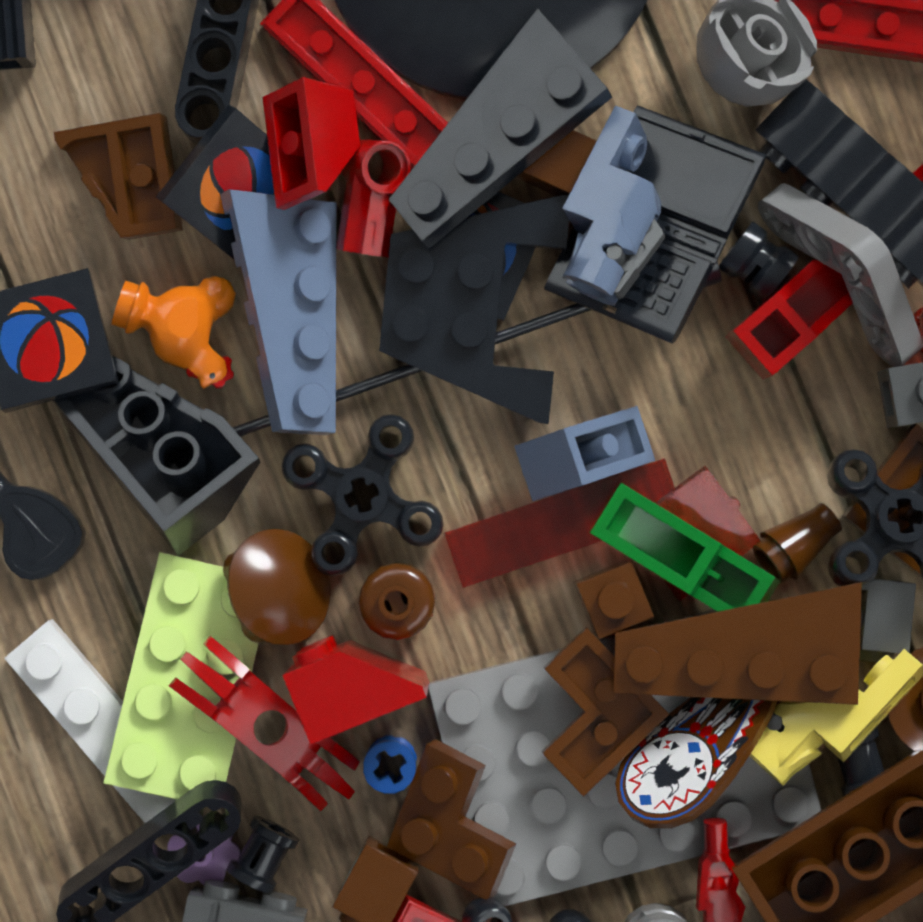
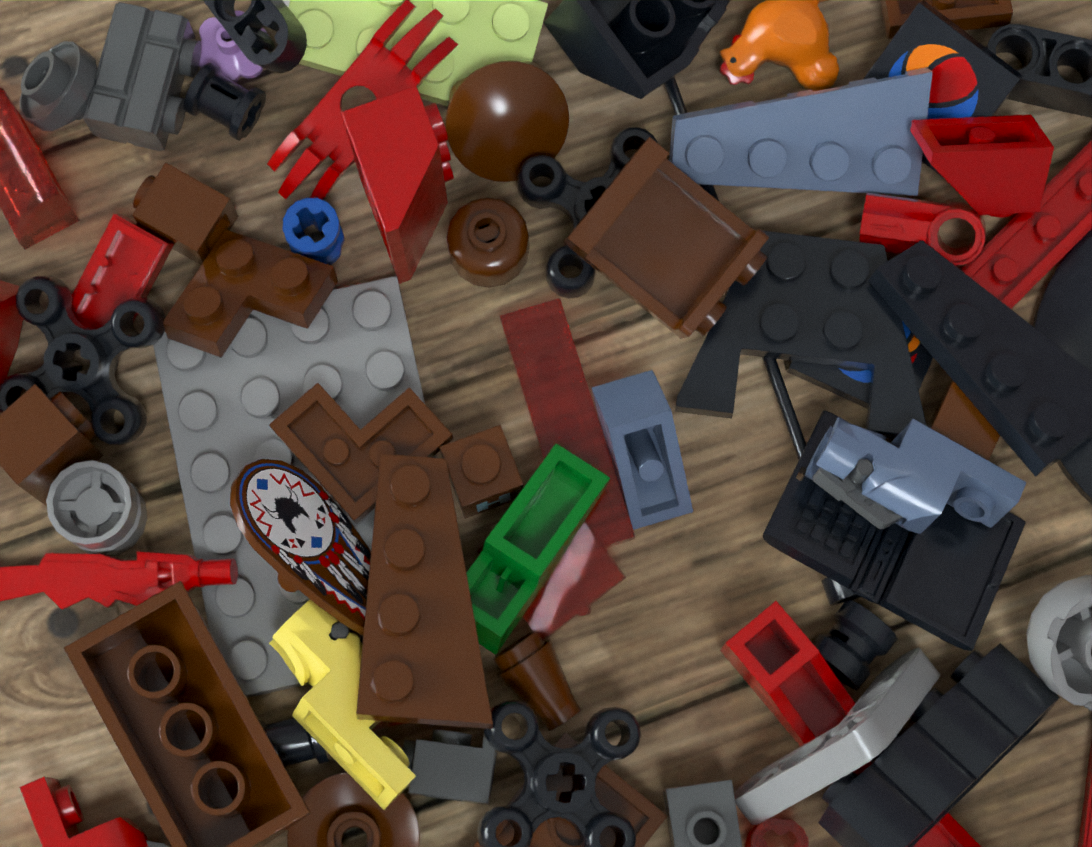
camera: 90 degrees right, 10 degrees down
(401, 434) = (667, 242): none -> reddish brown panel

